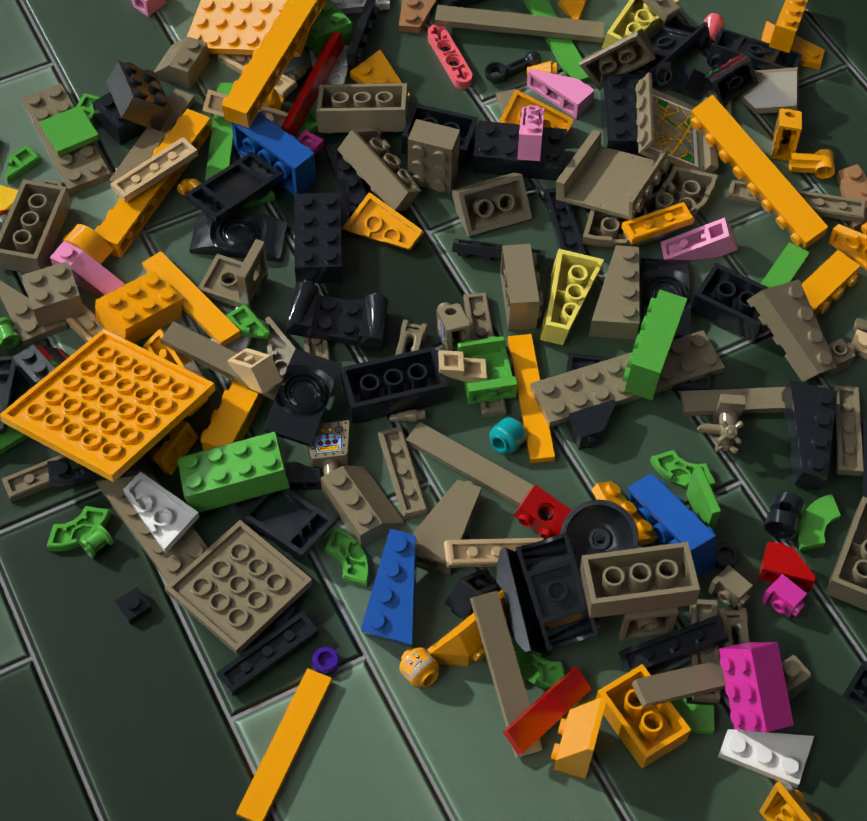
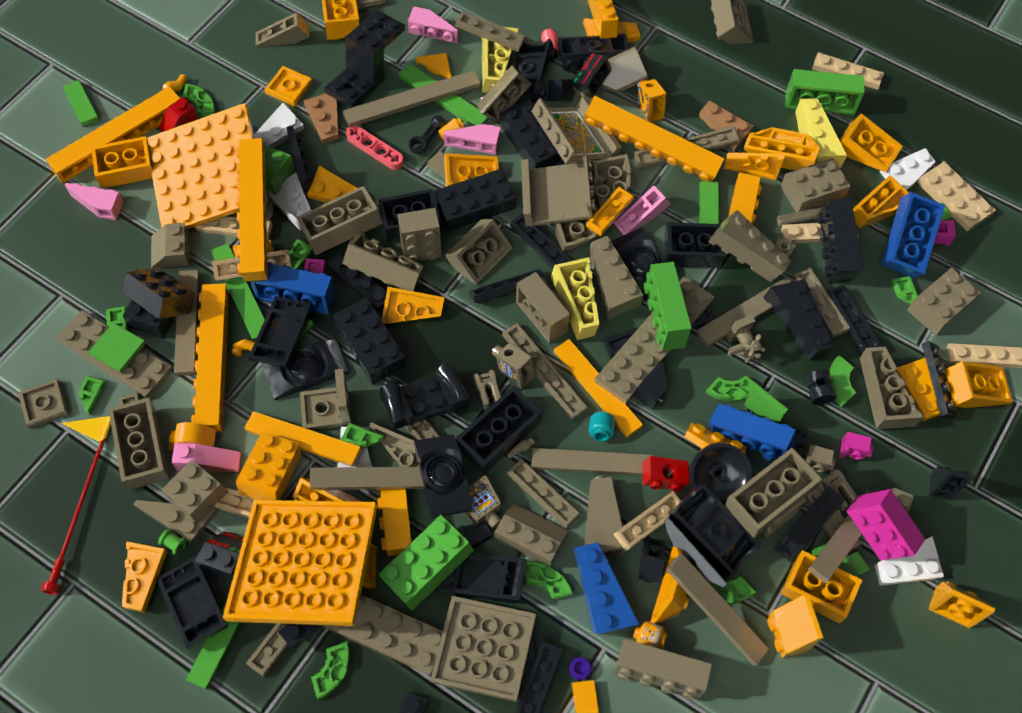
camera: 30 degrees left, 5 degrees up
(96, 541) = (353, 673): bright green bush -> none
(154, 169) = (210, 349): tan plate -> none
(160, 510) = (391, 622): white wing -> none
(256, 370) = (397, 473): tan slope -> none
(311, 87) = (290, 219): red tile -> none
(407, 702) = (662, 669): none -> dark tan brick
(463, 369) = (542, 392): tan slope -> none
(499, 382) = (557, 384): bright green panel -> none
(531, 133) = (482, 184): bright pink slope -> none
(547, 710) = (757, 619): red tile -> none
(784, 560) = (839, 422): red slope -> none
(819, 163) = (683, 112): light orange piece -> none

